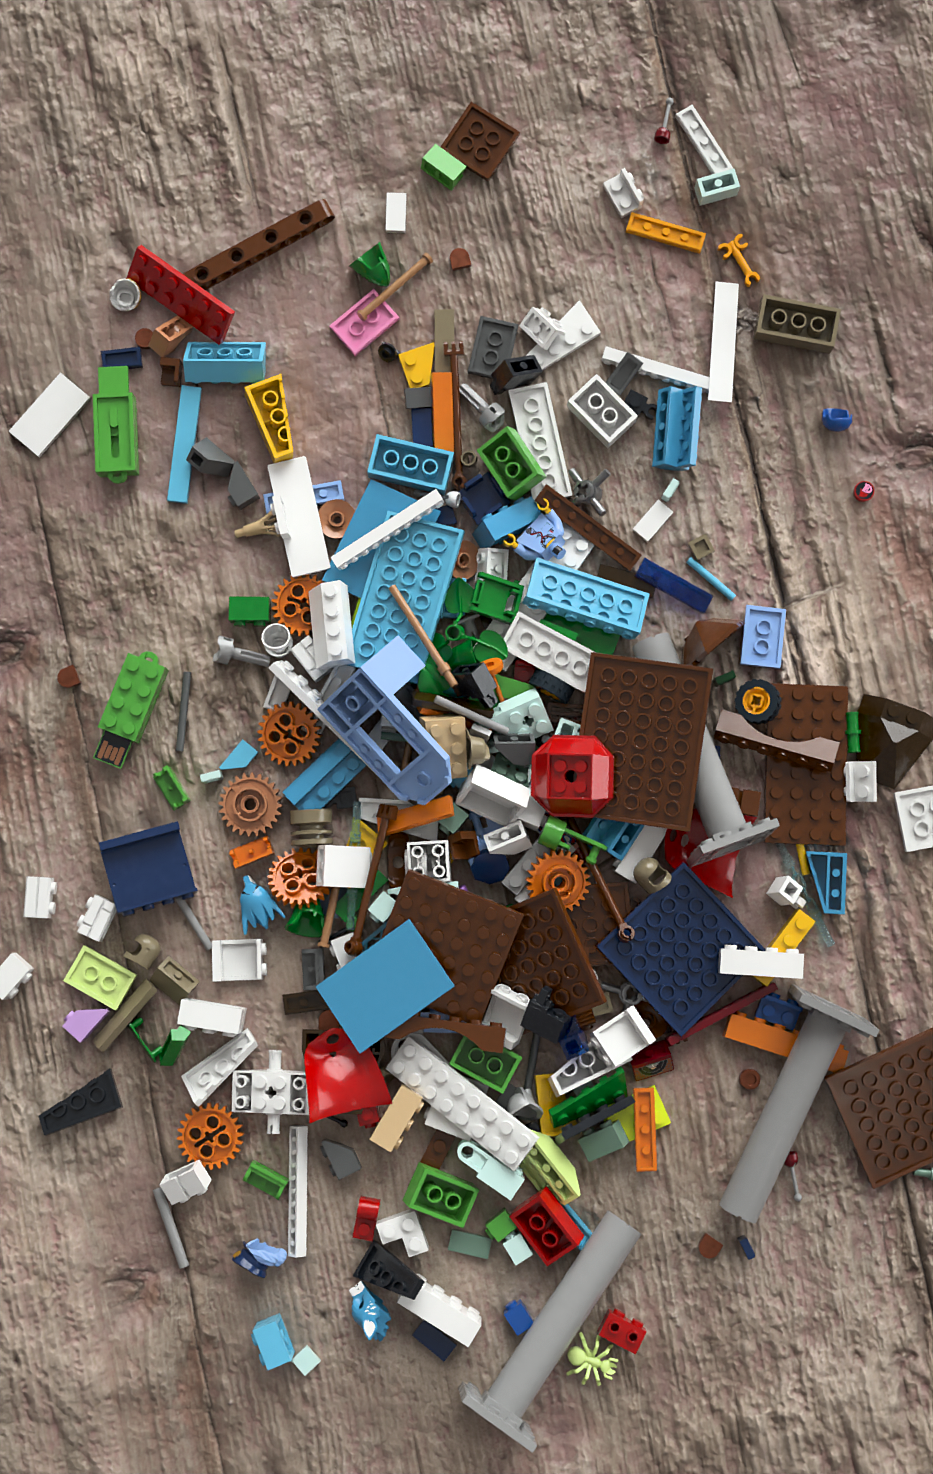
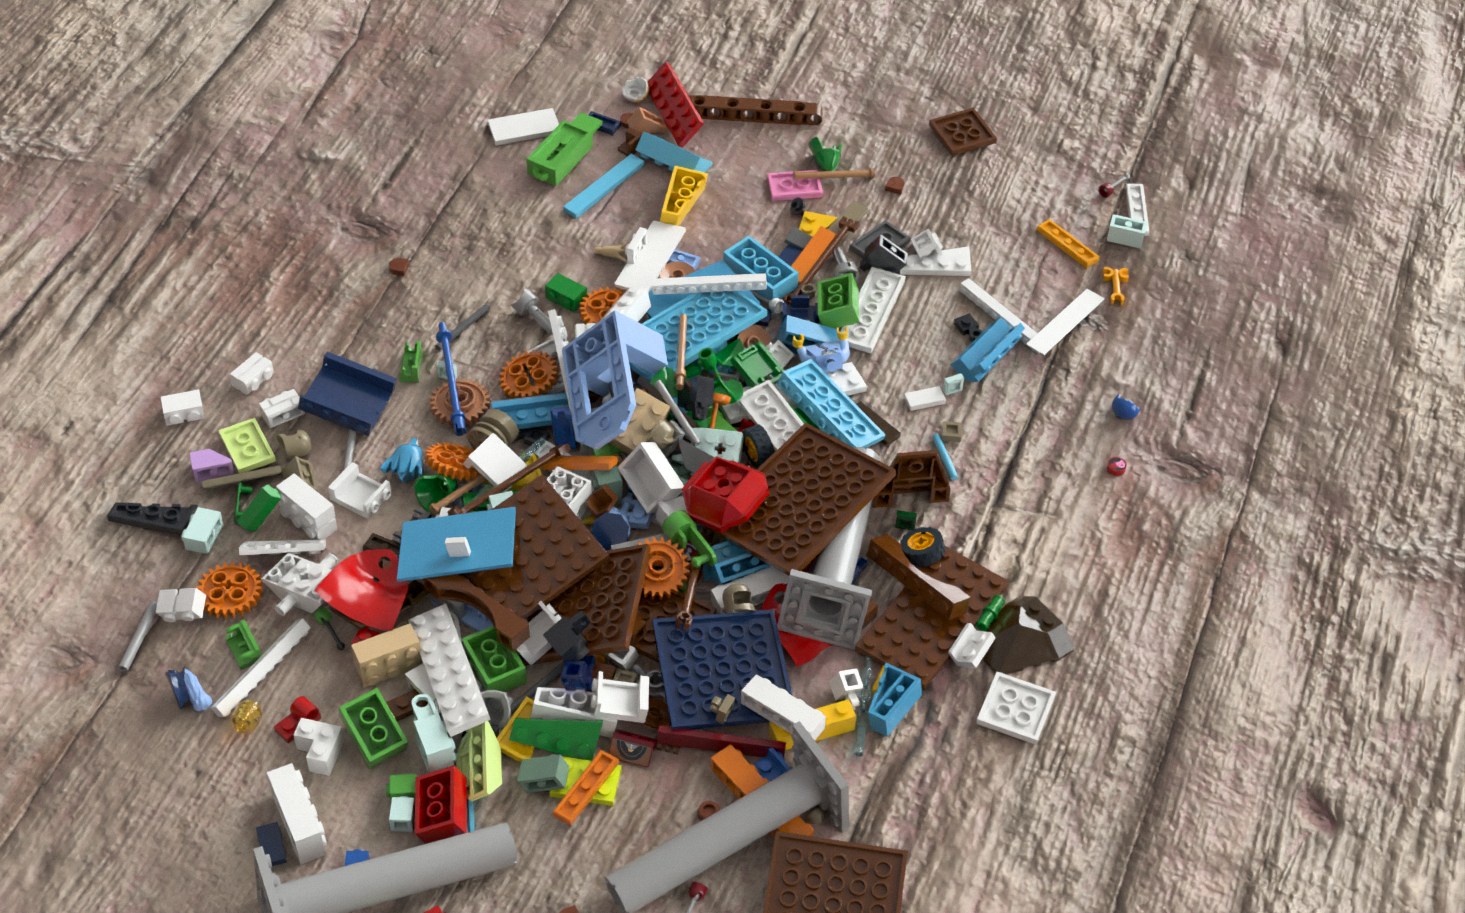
camera: 30 degrees right, 35 degrees down
(129, 707) = (427, 300): bright green piece -> none
(136, 1092) = (202, 530): none -> light aqua brick
(210, 459) = (614, 197): dark grey slope -> none
(240, 488) = (622, 225): dark grey slope -> none
(240, 756) = (479, 373): medium azure tile -> none
(251, 852) = (432, 434): orange hinge -> none
(267, 831) = (457, 417): none -> blue bar
(273, 1342) = (140, 753): medium azure brick -> none
(277, 640) = (571, 314): white helmet -> none
(305, 1360) = (152, 794): light aqua tile -> none
(323, 1244) = (246, 716): none -> clear yellow head
(342, 1158) = (316, 665): dark grey slope -> none
(367, 779) = (563, 426): none -> blue hinge
(372, 1315) = (236, 787): dark azure piece -> none
(387, 1271) = (280, 754): black wing -> none
(395, 998) = (457, 547): none -> white tile
(396, 213) = (869, 140): white tile -> none
(443, 167) = (923, 131): hinge -> none
(469, 1243) = (365, 791): sand green tile -> none
(508, 839) = (641, 517): white slope -> none
(588, 1121) = (534, 743): black wing -> none
(589, 528) = (870, 374): reddish brown plate -> none
(591, 488) = (885, 350): flat silver bar -> none
(602, 411) = (935, 310): white brick -> none
(624, 193) = (1051, 206): white bracket -> none
(624, 373) = (970, 299): dark grey tile -> none
(673, 585) = (903, 432): clear blue tile -> none
(713, 994) = (722, 707): none -> dark tan tile
(762, 636) = (959, 512): light blue plate -> none
(797, 324) = (1133, 335): dark tan brick -> none

